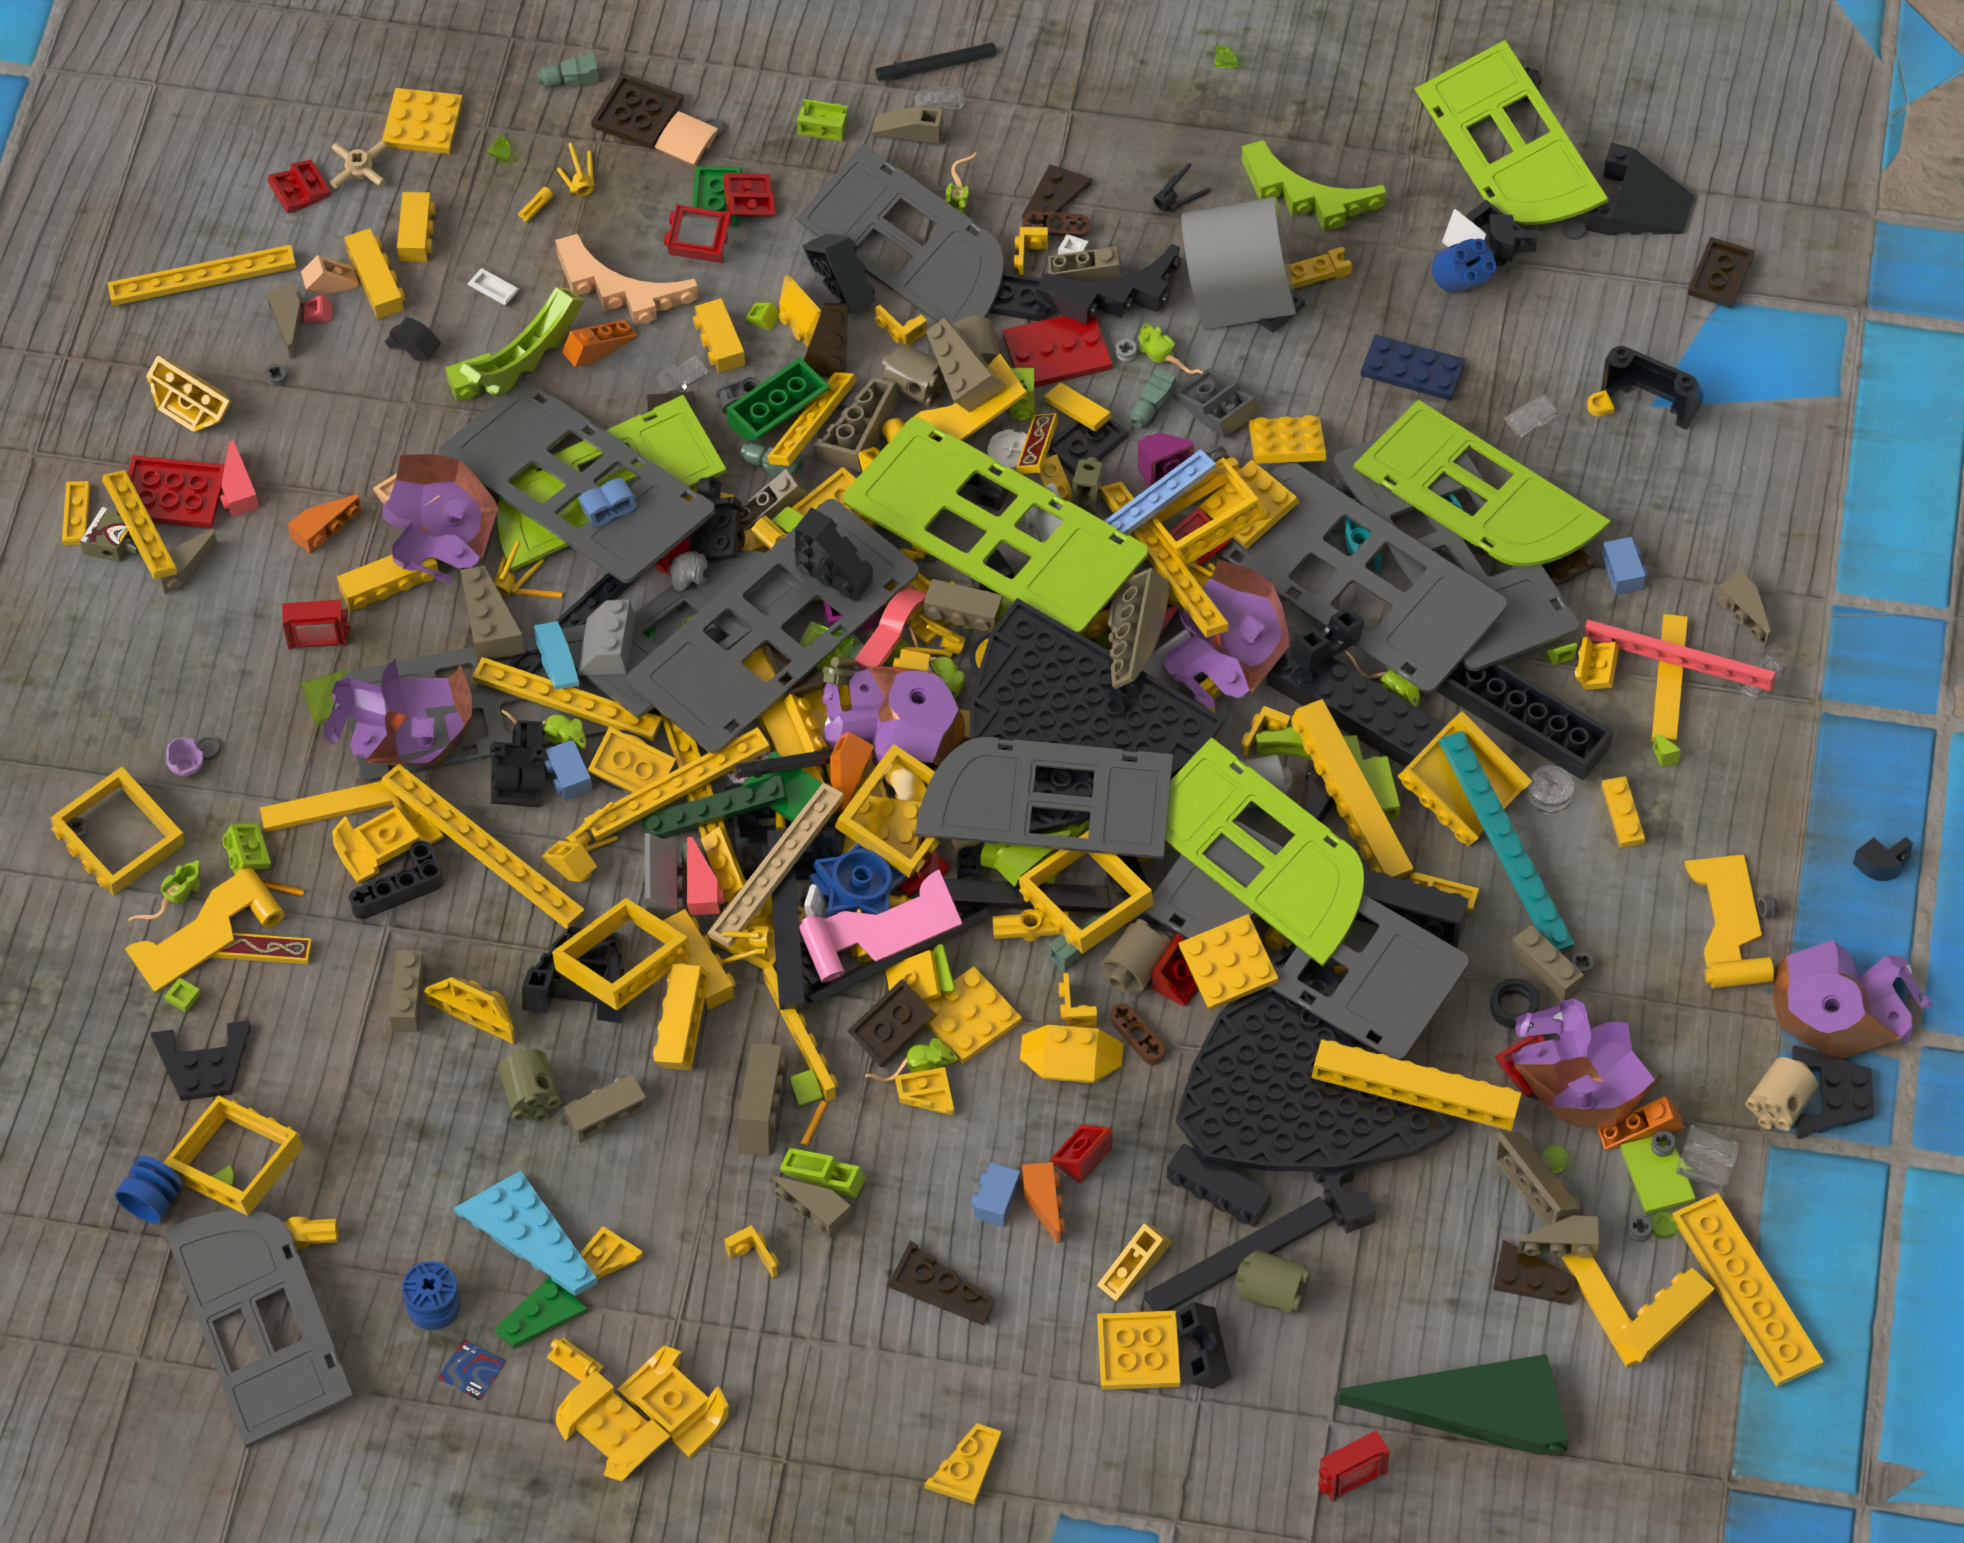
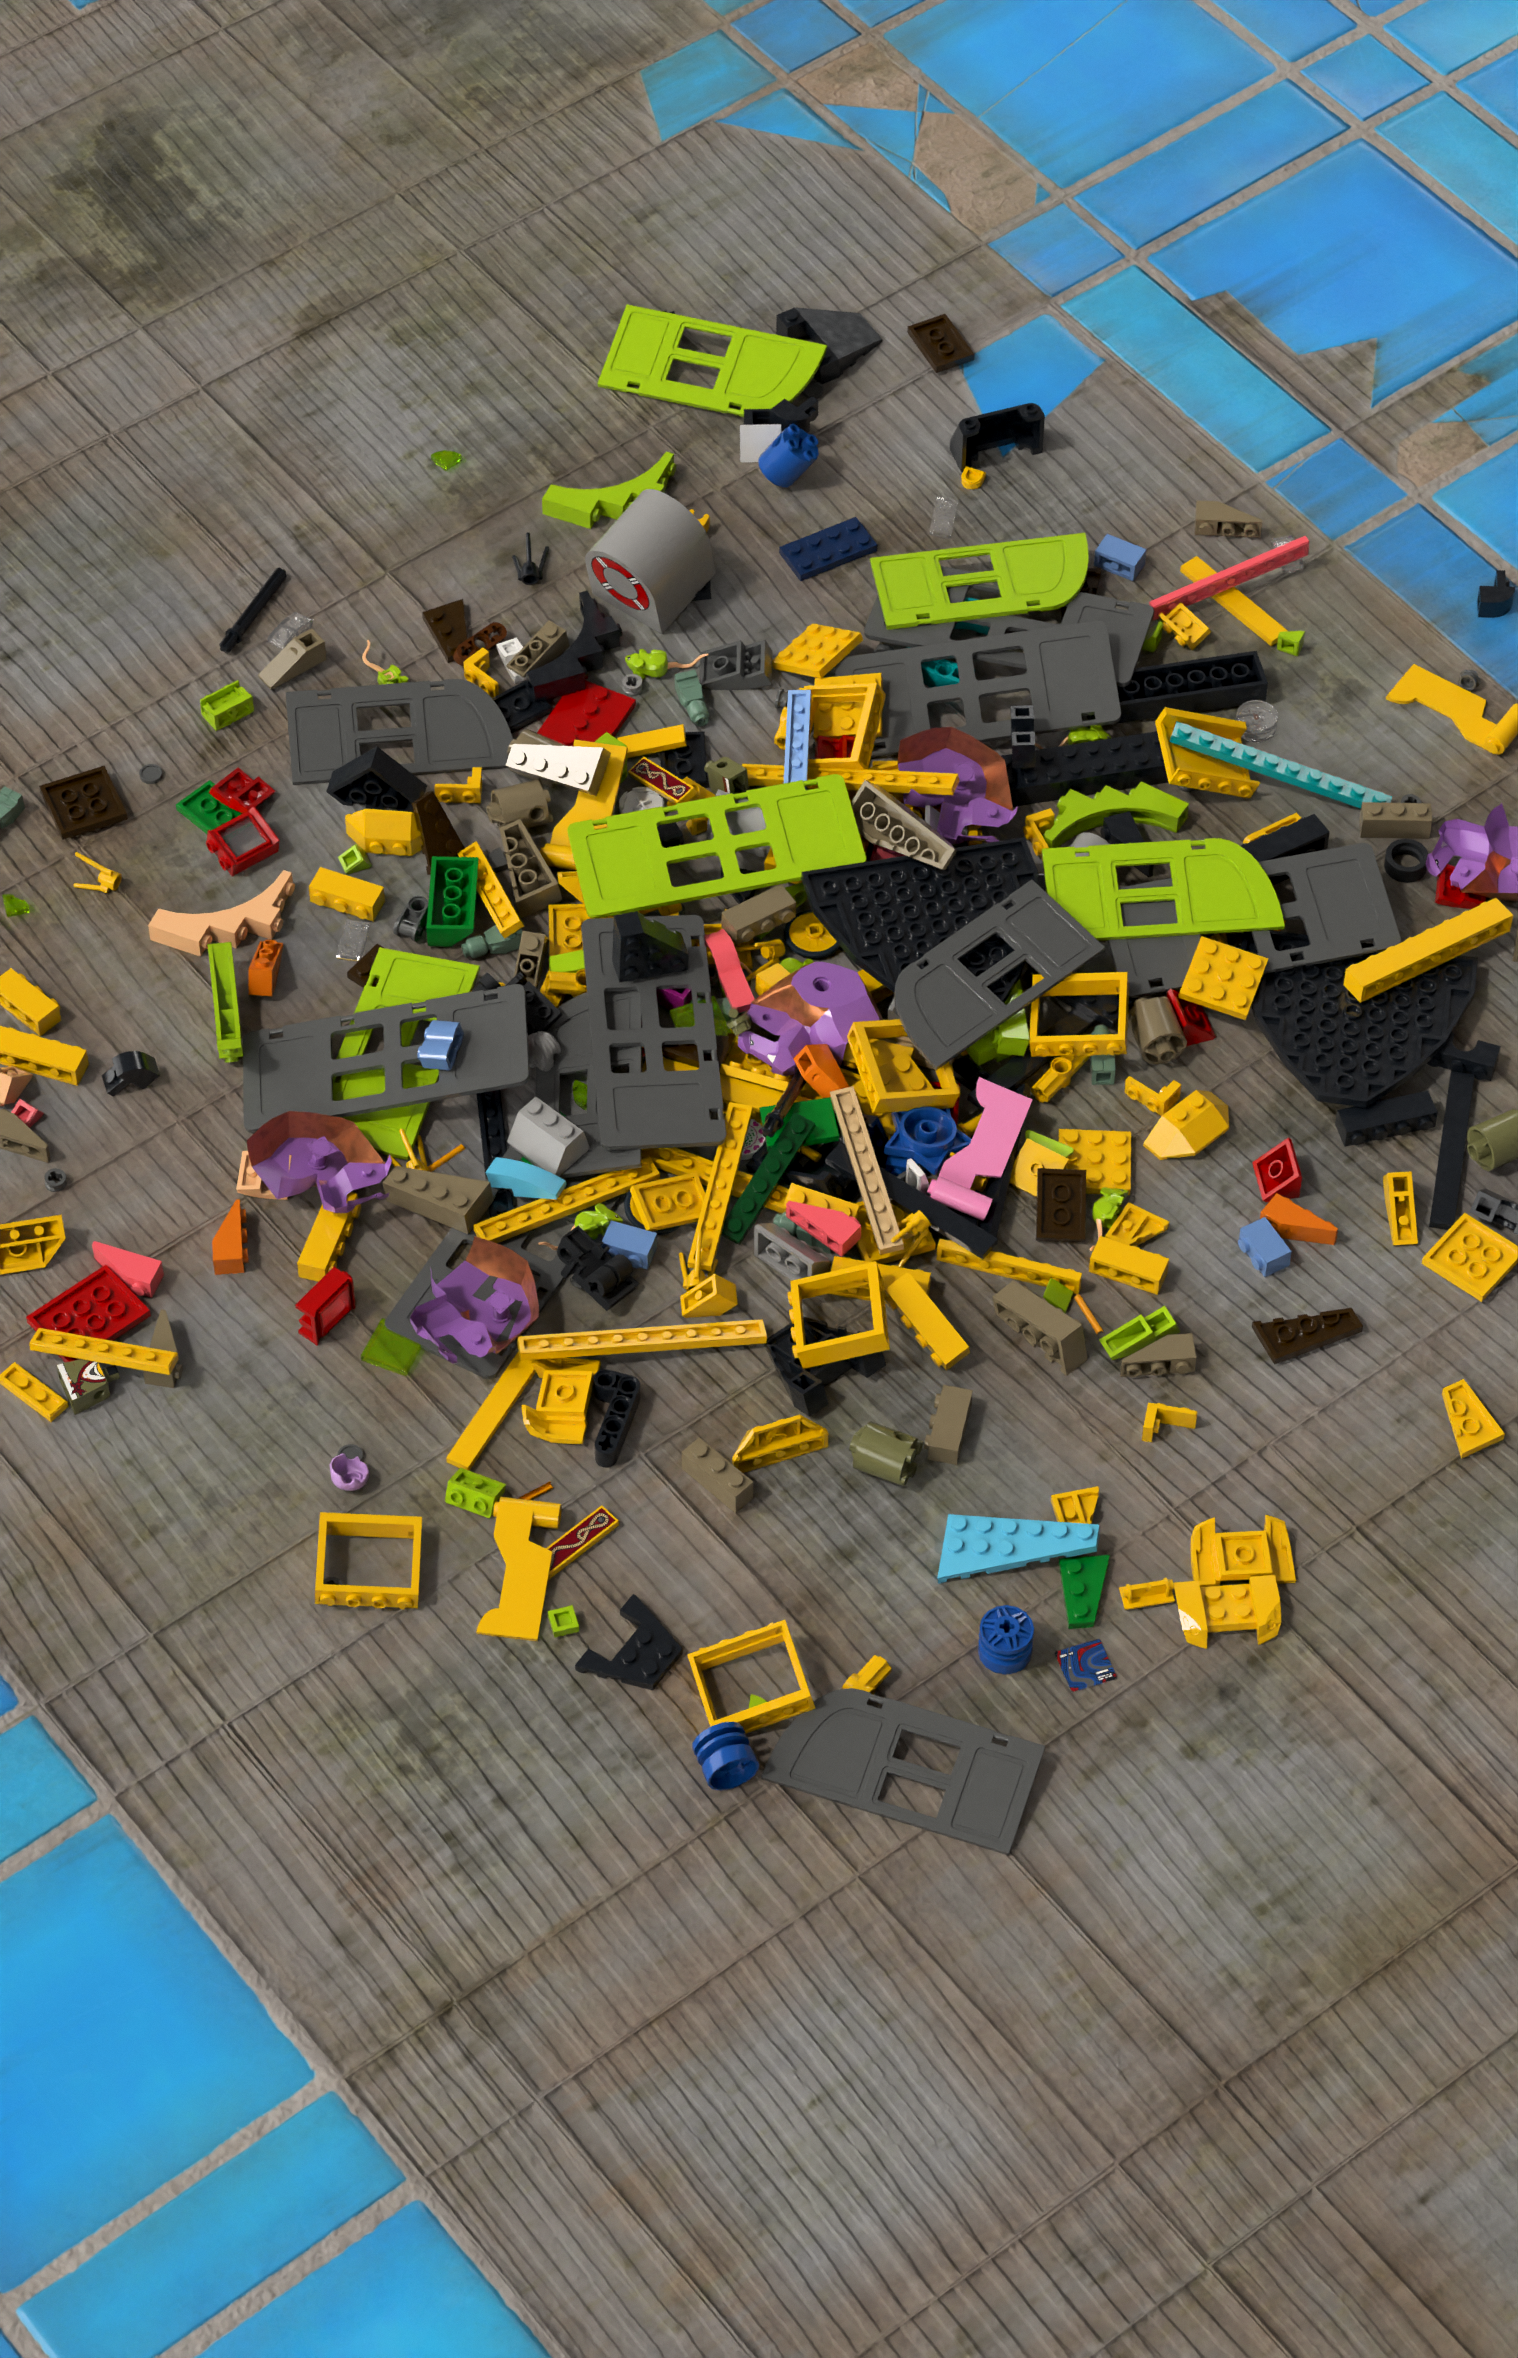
camera: 50 degrees left, 5 degrees down
(177, 887) = (464, 1557): lime animal -> none
(457, 381) = (204, 1065): lime slope -> none
(493, 286) = (137, 995): white tile -> none
(536, 204) = (92, 918): yellow piece -> none
(686, 138) = (144, 793): light nougat slope -> none
(884, 1113) = (1128, 1265): none -> yellow brick
(1138, 1045) = (1220, 1072): reddish brown beam -> none
(1161, 455) = (755, 724): magenta slope -> none
(1350, 790) = (1143, 813): yellow brick -> none
(1623, 812) = (1313, 699): yellow plate -> none

